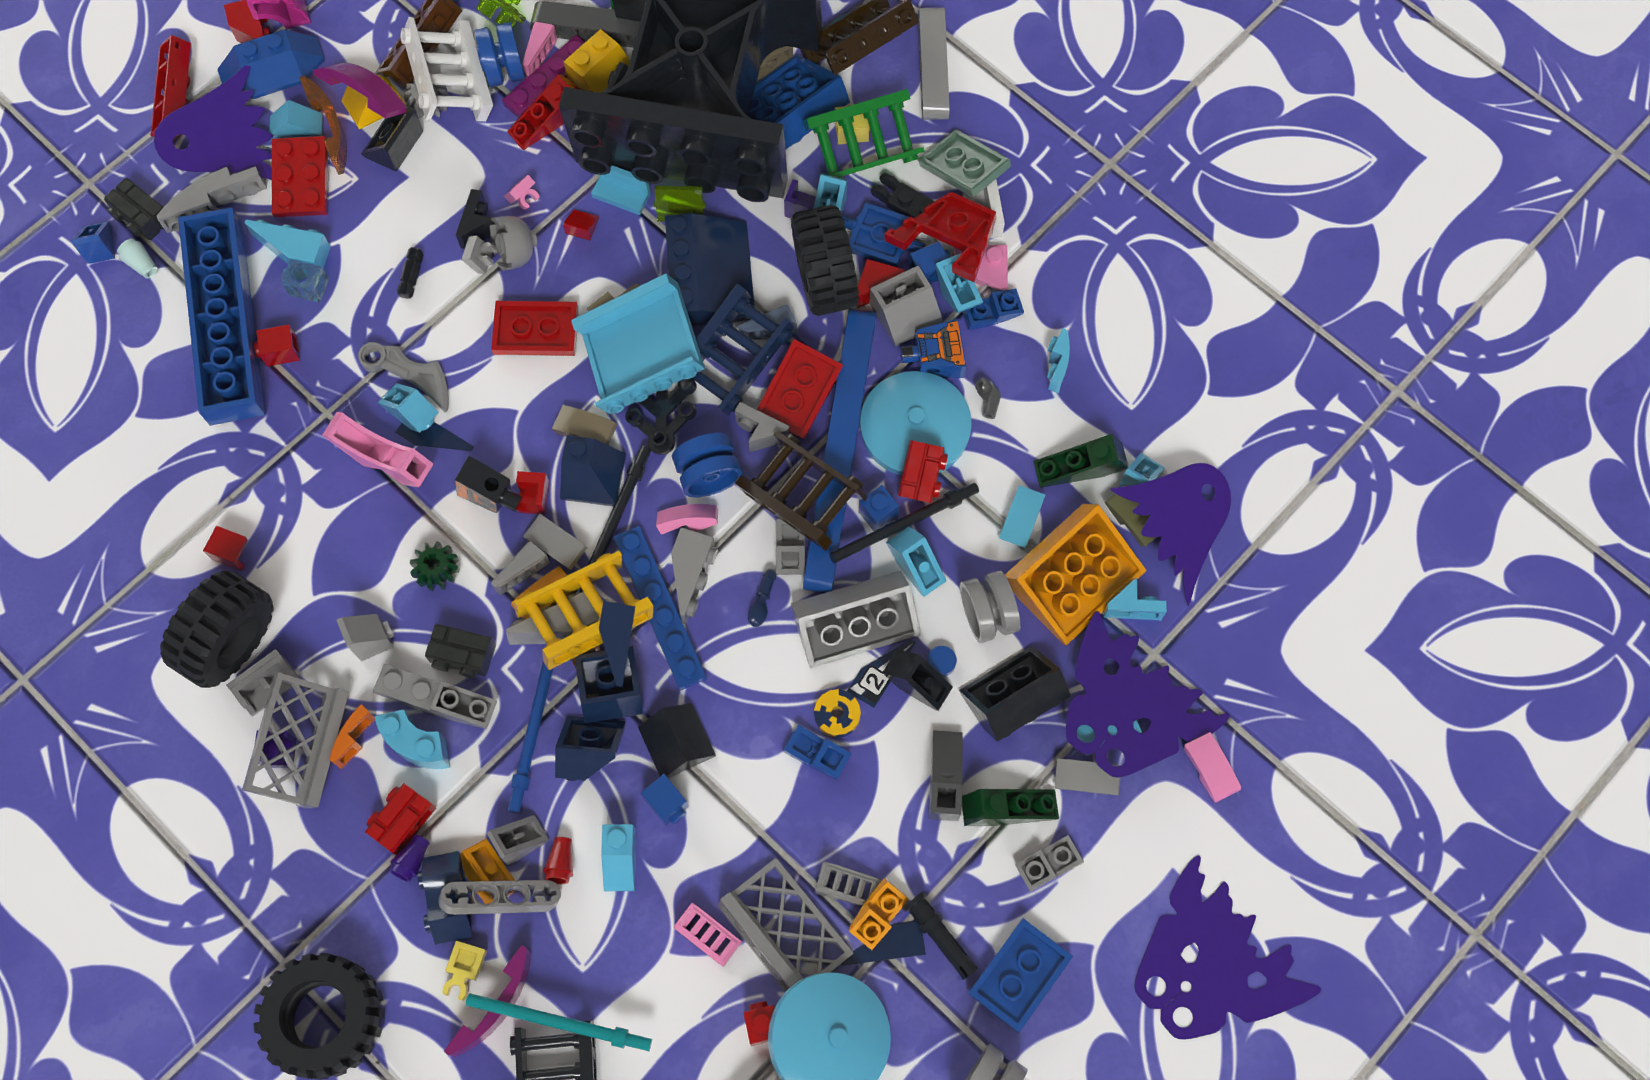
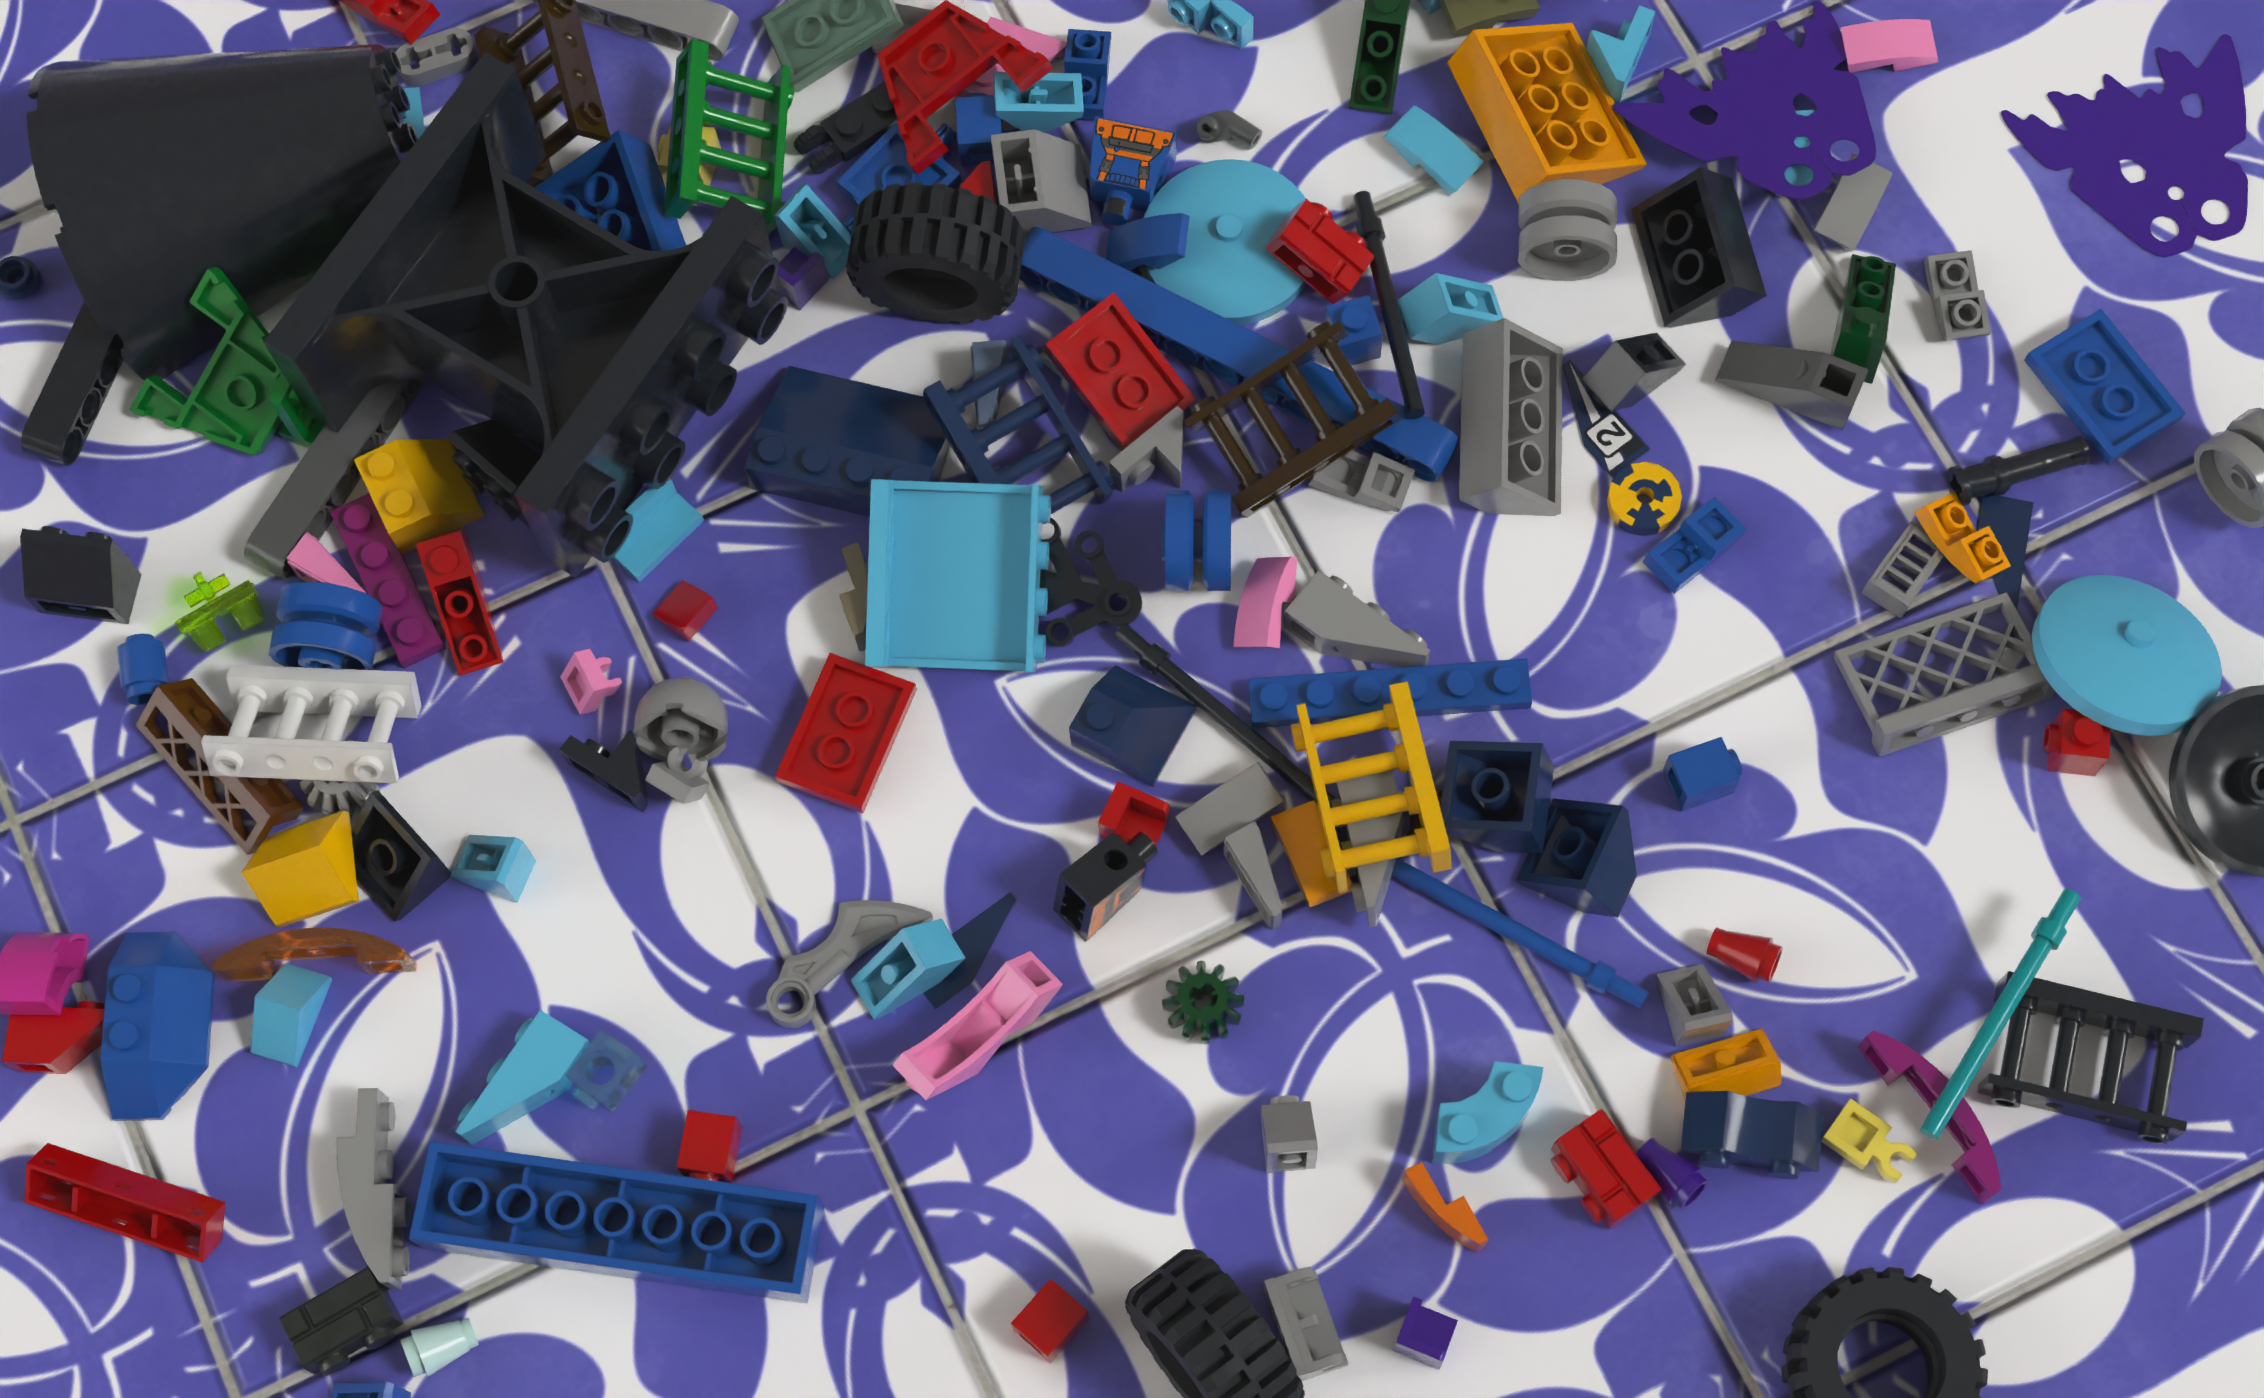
camera: 65 degrees left, 0 degrees up
(217, 132) = (258, 1137): dark purple piece -> none
(299, 177) = (398, 1029): red plate -> none
(321, 745) = (1445, 1263): light grey fence -> none
(380, 95) = (340, 828): magenta slope -> none
(402, 188) = (495, 865): none -> medium azure slope
(410, 273) = (660, 901): black axle -> none
(435, 697) = (1425, 1060): light grey slope -> none
(460, 651) = (1361, 1002): pearl dark grey brick -> none
(499, 892) = (1780, 1046): light grey beam -> none
(583, 424) = (1047, 710): dark tan slope -> none
(615, 631) = (1440, 746): dark blue sticker -> none
(618, 857) = (1767, 865): medium azure slope -> none
(676, 739) = (1612, 735): black slope -> none
(678, 200) = (725, 444): clear neon green piece -> none
(687, 917) = (1892, 803): bright pink slope -> none
(758, 611) = (1445, 553): dark blue piece -> none
(889, 376) = (1148, 241): none -> blue slope
(942, 660) = (1612, 326): blue tile -> none

